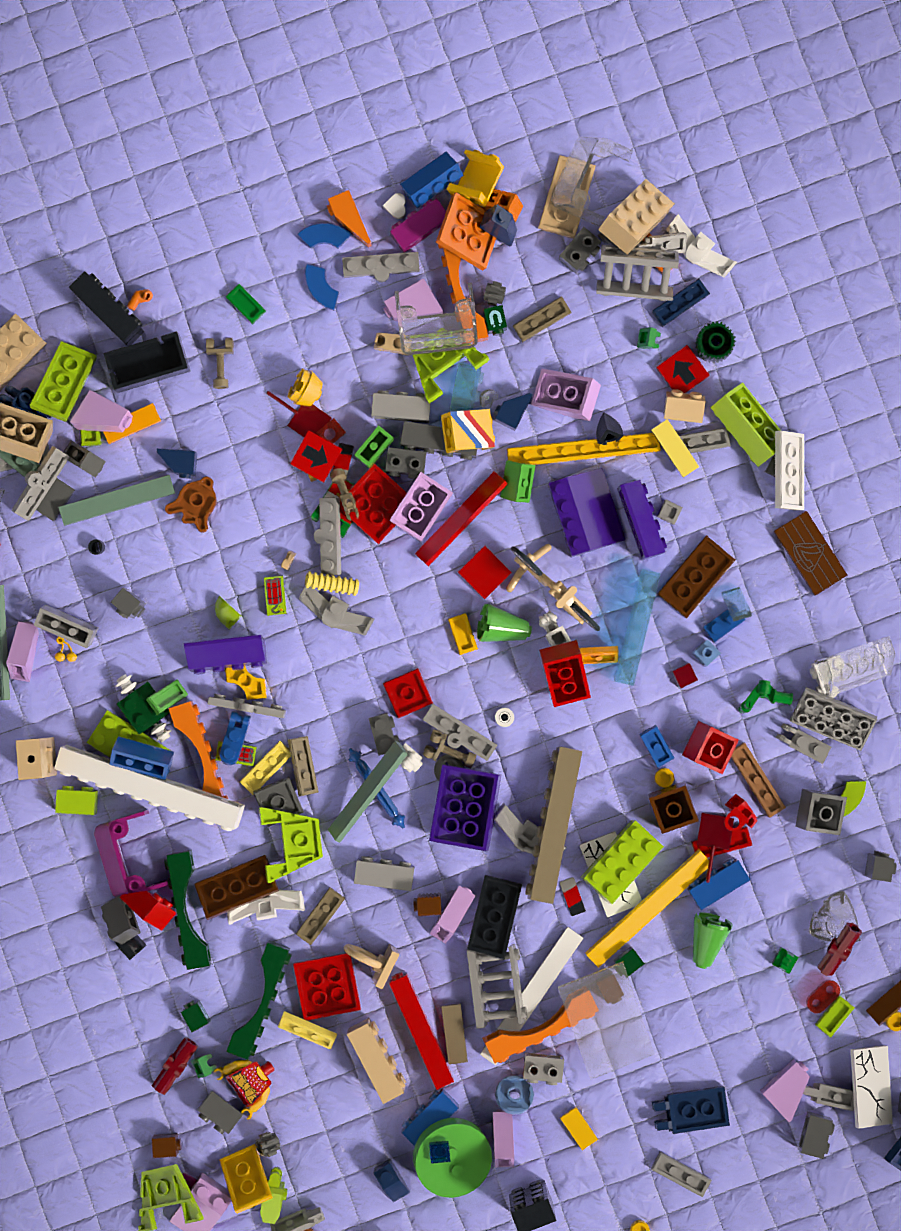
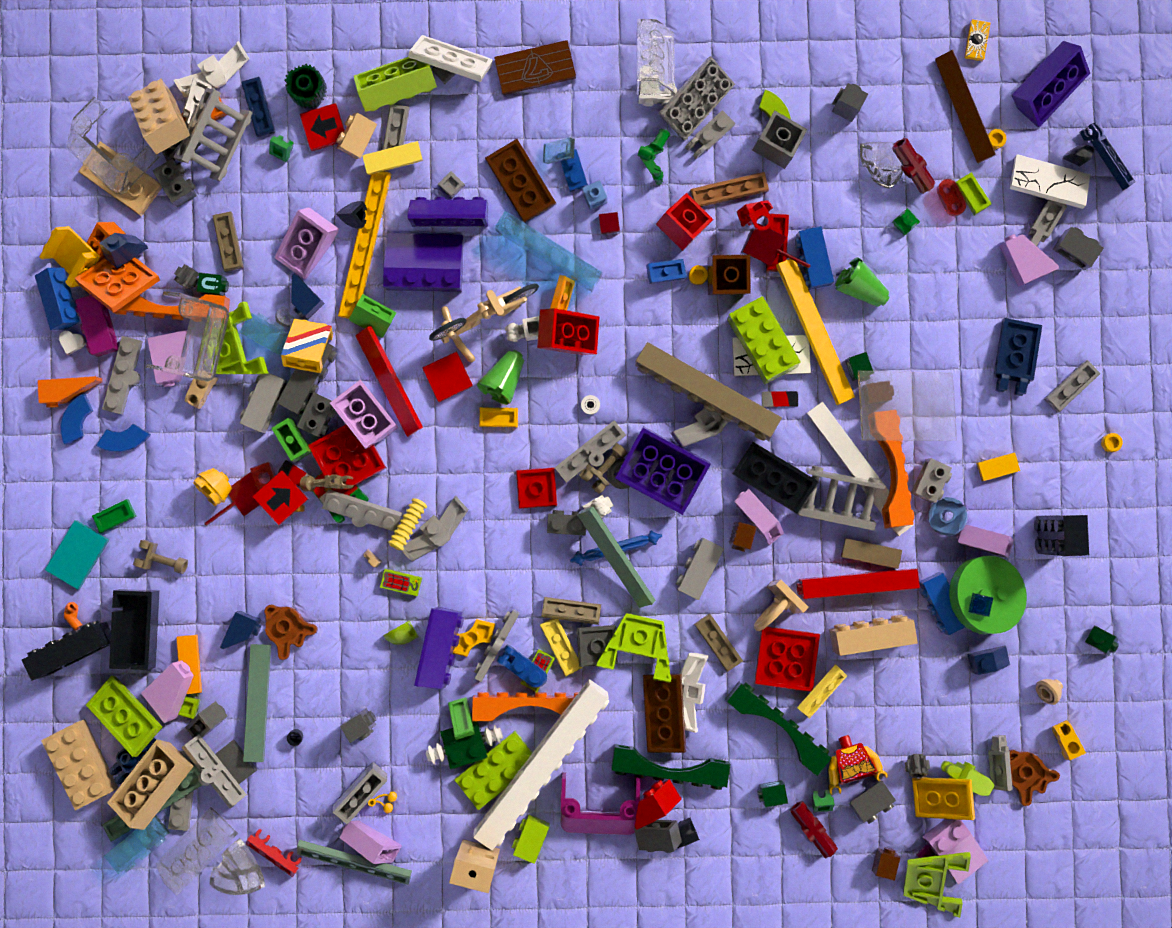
camera: 75 degrees left, 0 degrees up
(141, 758) = (510, 763): blue brick -> none
(198, 282) = (77, 554): none -> teal tile

